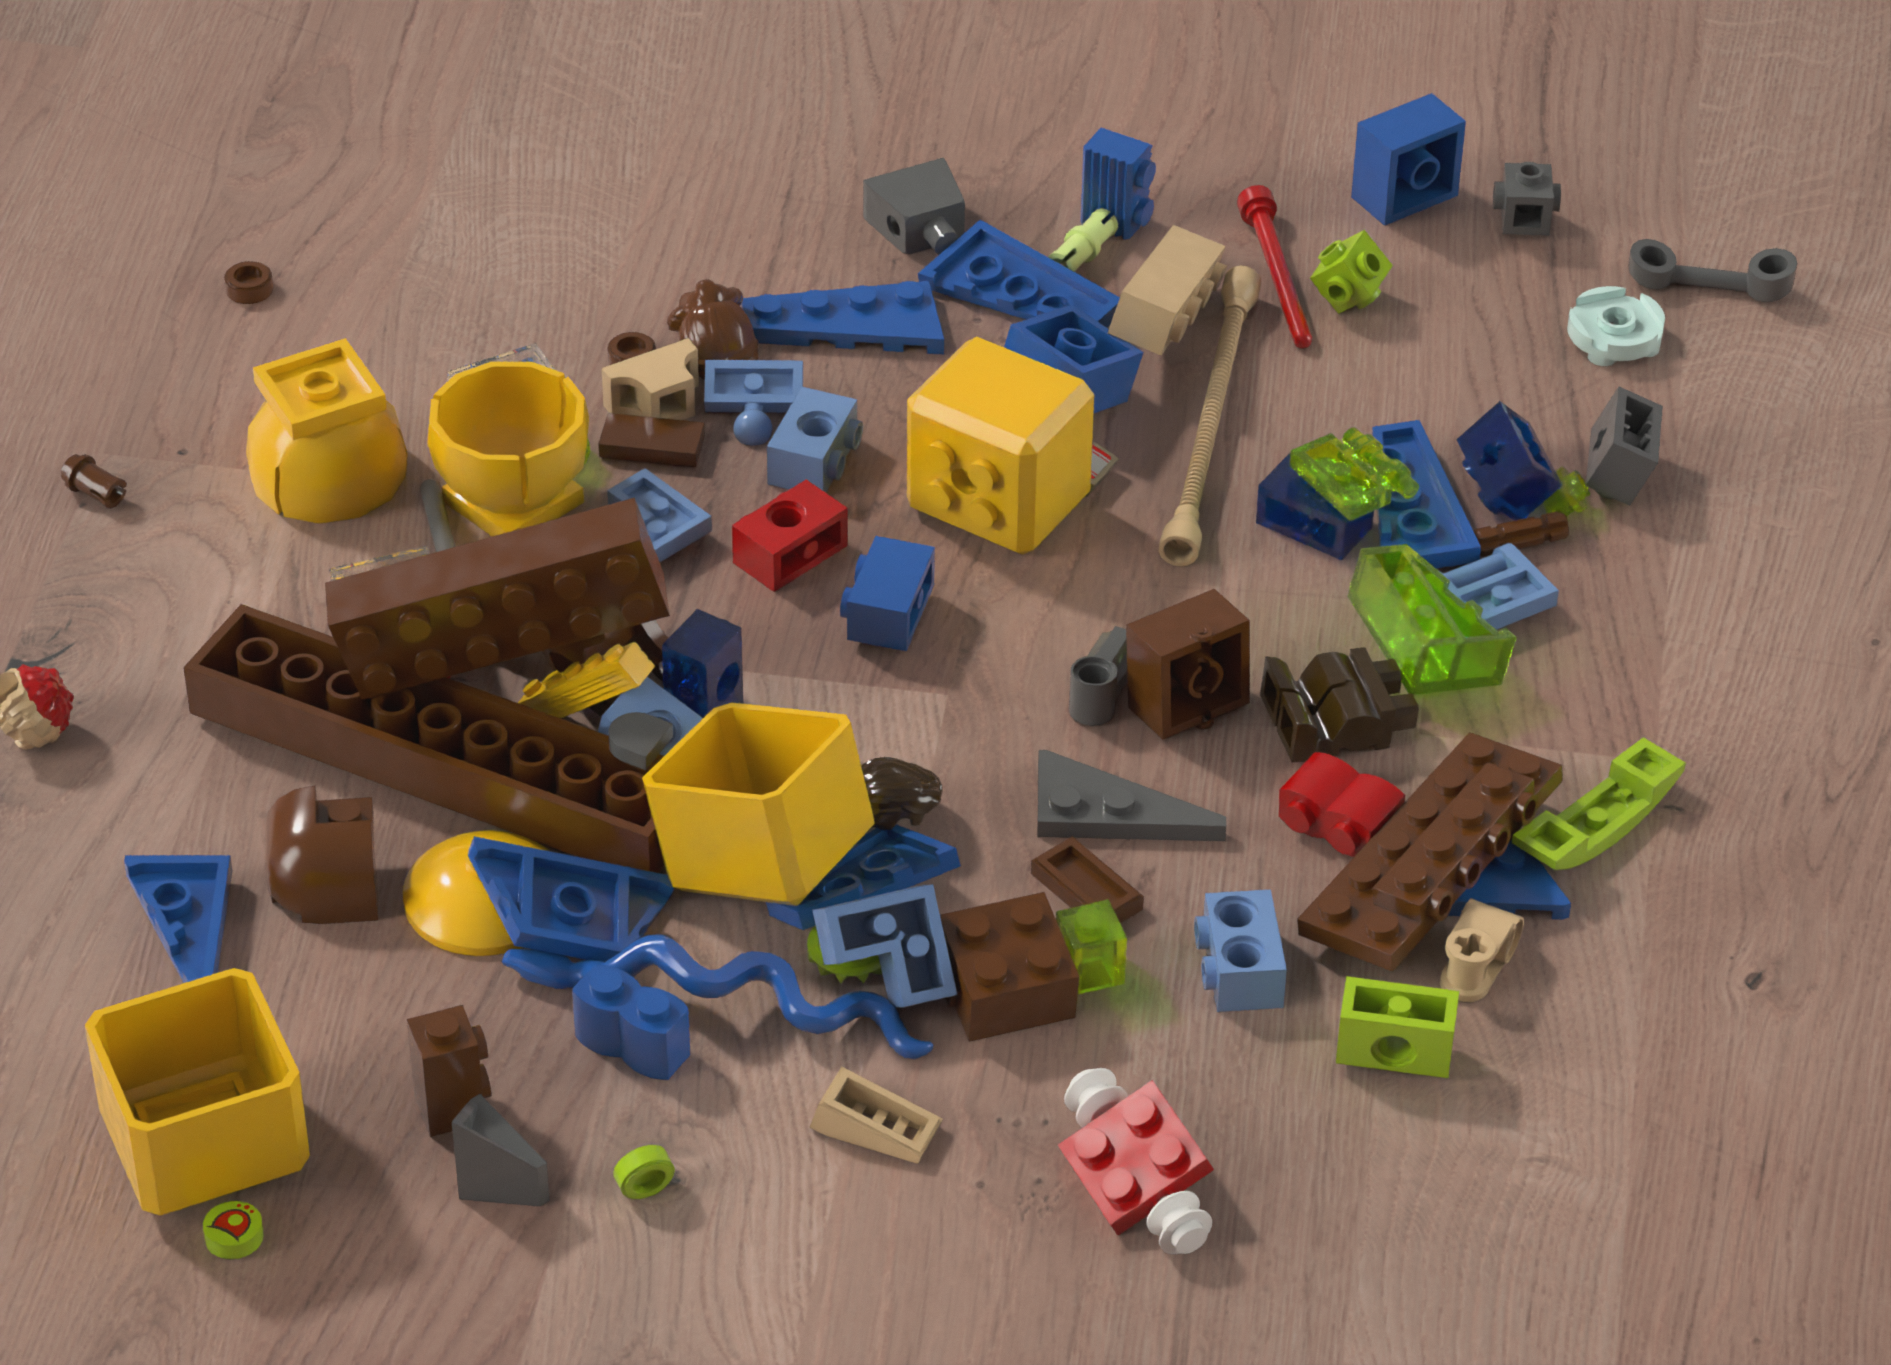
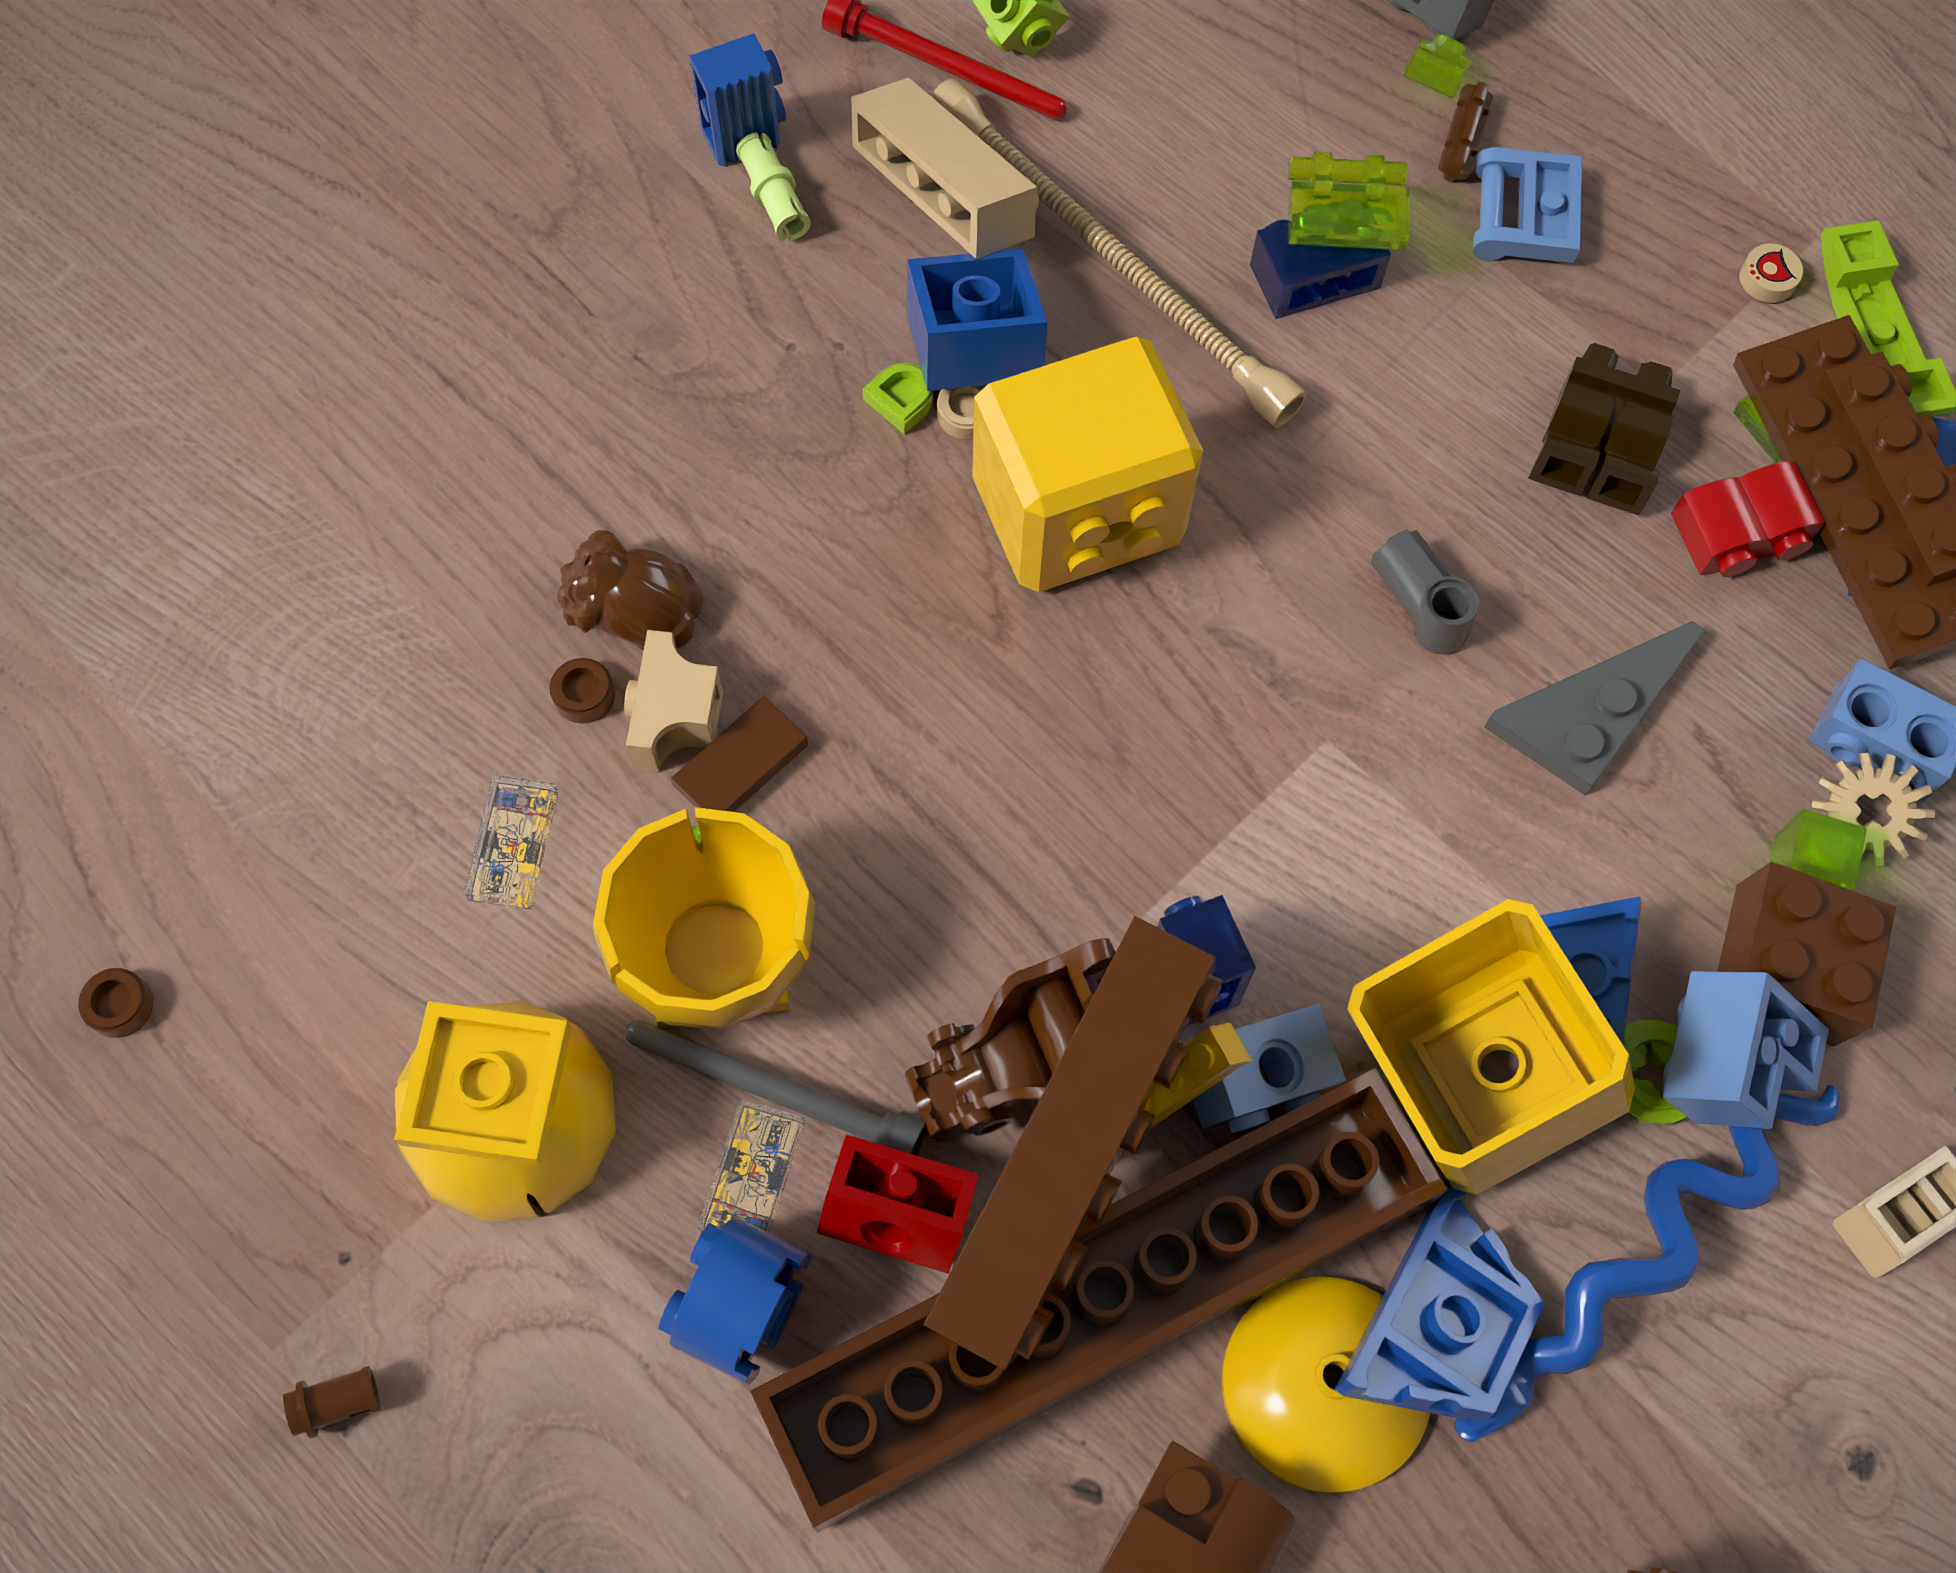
camera: 55 degrees left, 25 degrees up
(289, 574) = (735, 1297): none -> blue brick
(631, 1022) = (1659, 1369): blue brick -> none
(639, 738) = (1302, 1105): dark grey tile -> none
(644, 1172) = (1880, 1496): lime tile -> none
(667, 514) = (890, 832): medium blue plate -> none
(751, 389) = (752, 616): medium blue plate -> none
(790, 535) = (1014, 697): red brick -> none
(813, 440) = (892, 648): medium blue brick -> none
(869, 314) = (703, 450): blue wing -> none
(889, 593) = (1182, 700): blue brick -> none
(900, 791) = (1481, 877): dark brown hair -> none
(916, 207) = (600, 285): dark grey torso -> none
(1013, 278) = (779, 276): blue wing -> none
(1083, 879) = (1693, 799): reddish brown tile -> none
(1184, 947) = (1873, 783): none -> tan gear
(1188, 664) = (1500, 512): reddish brown brick -> none
(1424, 625) = (1559, 287): clear neon green wedge -> none
(1433, 517) = (1436, 187): blue wing -> none
(1508, 463) = (1370, 50): clear blue brick -> none
(1584, 742) = (1771, 273): none -> tan tile

